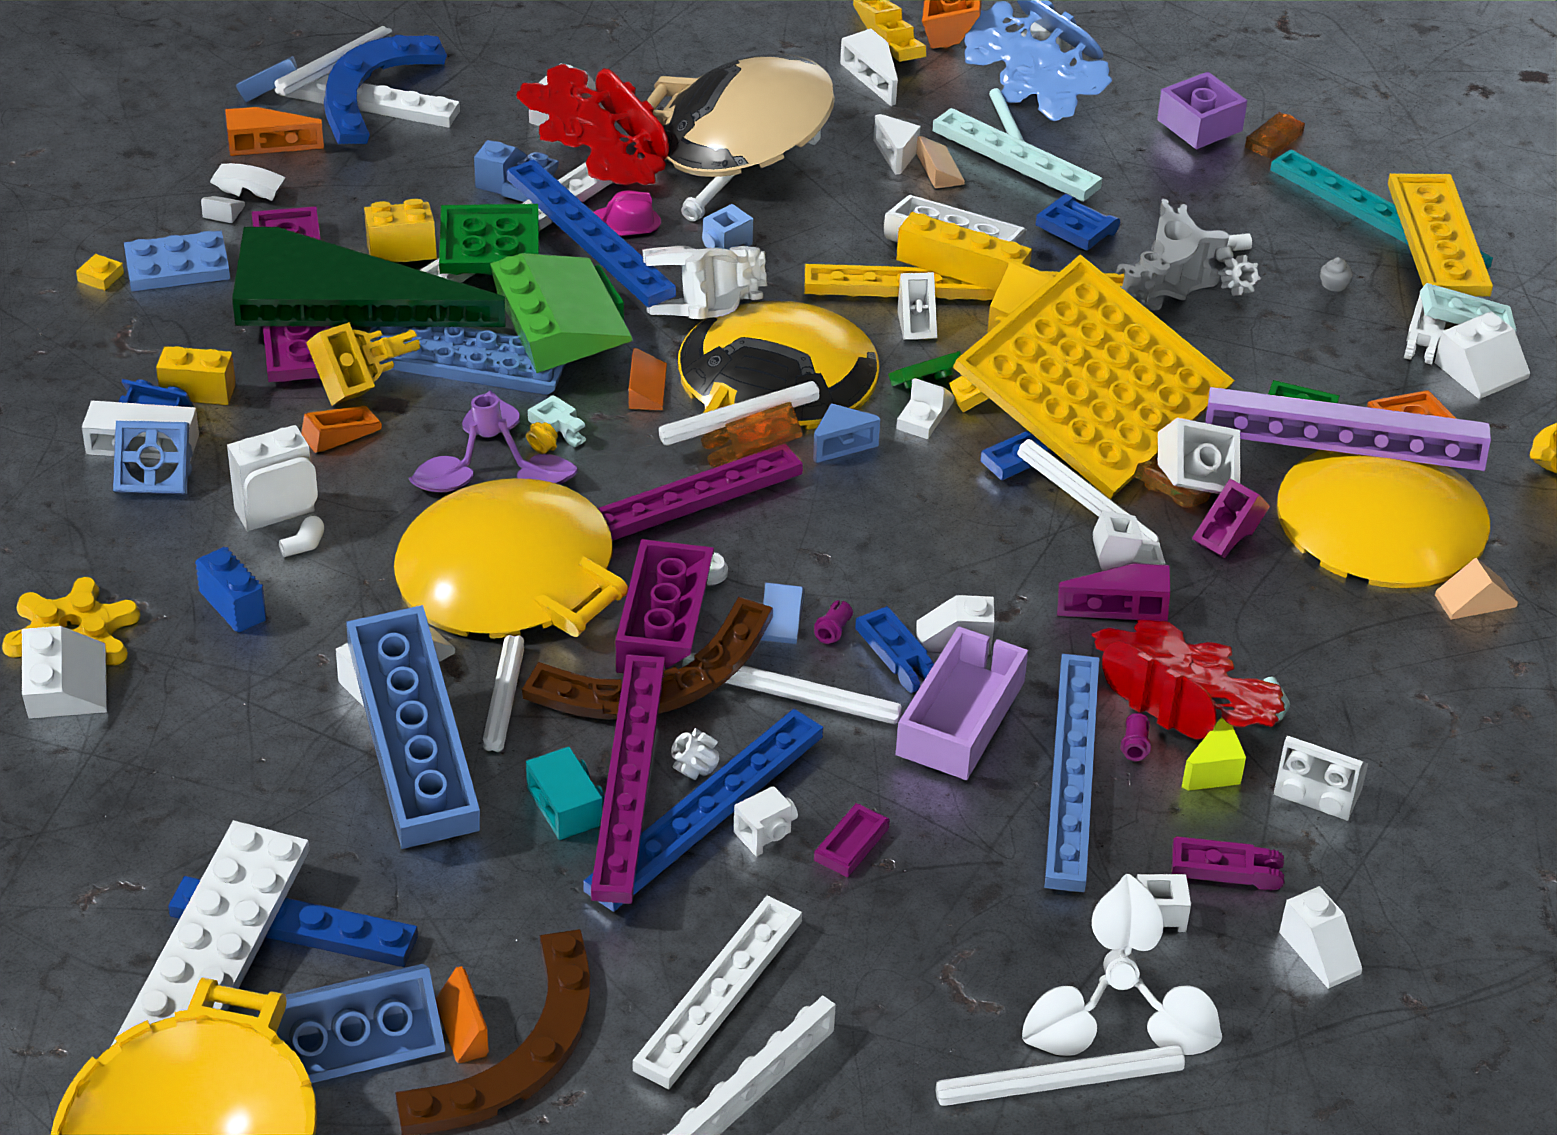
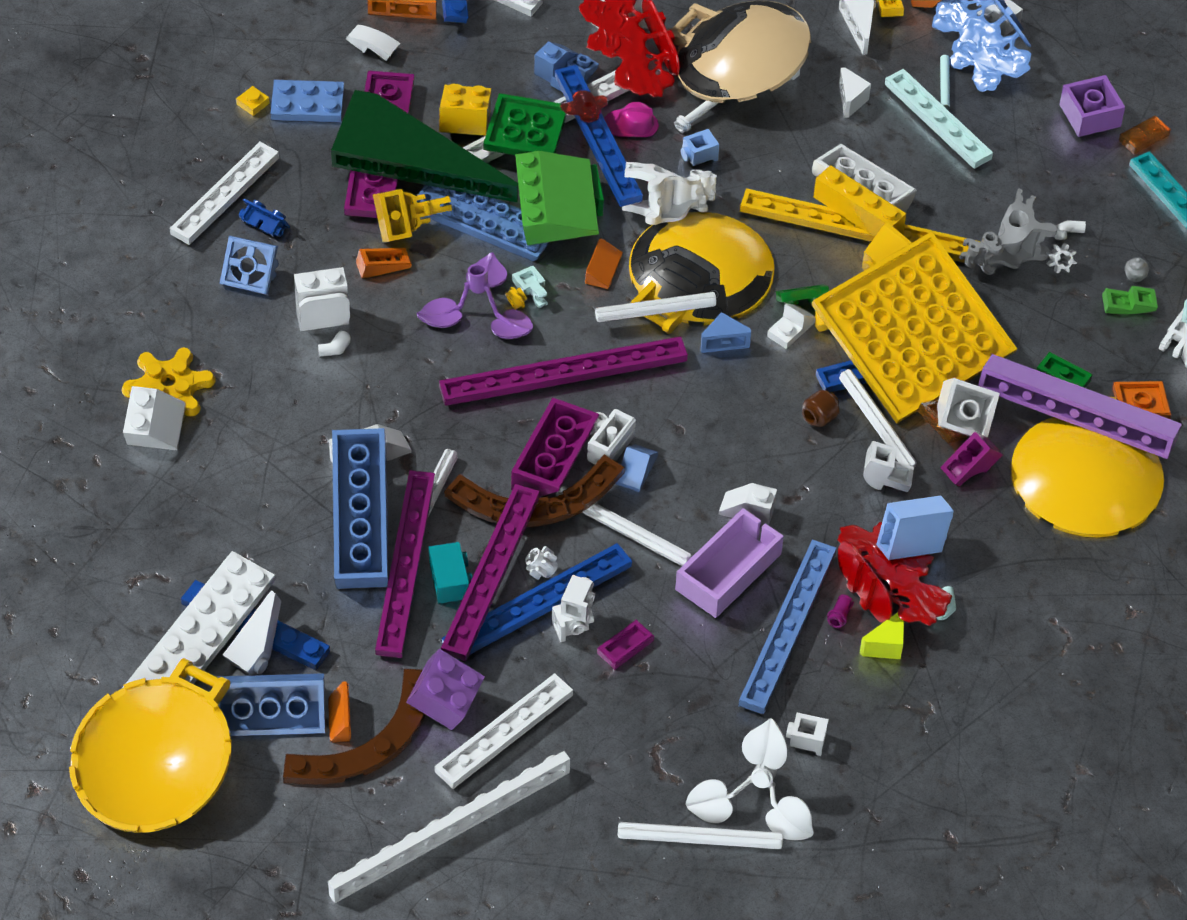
camera: 15 degrees right, 10 degrees up
(89, 382) = (224, 193): none -> white plate
(101, 420) = (229, 225): white brick -> none
(201, 373) = (296, 202): yellow brick -> none
(221, 208) = (349, 61): white slope -> none
(231, 589) = (276, 377): blue brick -> none
(301, 946) = (254, 642): none -> white slope
(498, 795) = (405, 564): none -> magenta plate
(508, 559) = (464, 389): yellow dish -> none
(563, 197) = (585, 105): none -> clear red plate
(615, 947) = (445, 689): none -> medium lavender brick
(738, 575) = (612, 437): none -> white brick
(753, 434) = (660, 325): clear orange hinge -> none
(771, 784) = (578, 598): none -> white brick
(829, 627) = (663, 486): magenta pin -> none
(895, 646) = (702, 508): blue hinge -> none
(917, 306) = (814, 241): white slope -> none
(938, 163) = (878, 115): light nougat slope -> none
(1006, 495) = (820, 408): none -> reddish brown head
(1076, 222) = (957, 191): blue plate -> none
(1118, 593) = (864, 500): magenta slope -> none
(1200, 607) = (914, 527): none -> light blue brick
(1227, 862) = (864, 714): magenta hinge -> none
(1319, 778) = (950, 667): white slope -> none
(1321, 936) = (904, 781): white slope -> none
(1348, 311) = (1135, 301): none -> bright green slope
(1474, 592) = (1124, 550): light nougat slope -> none

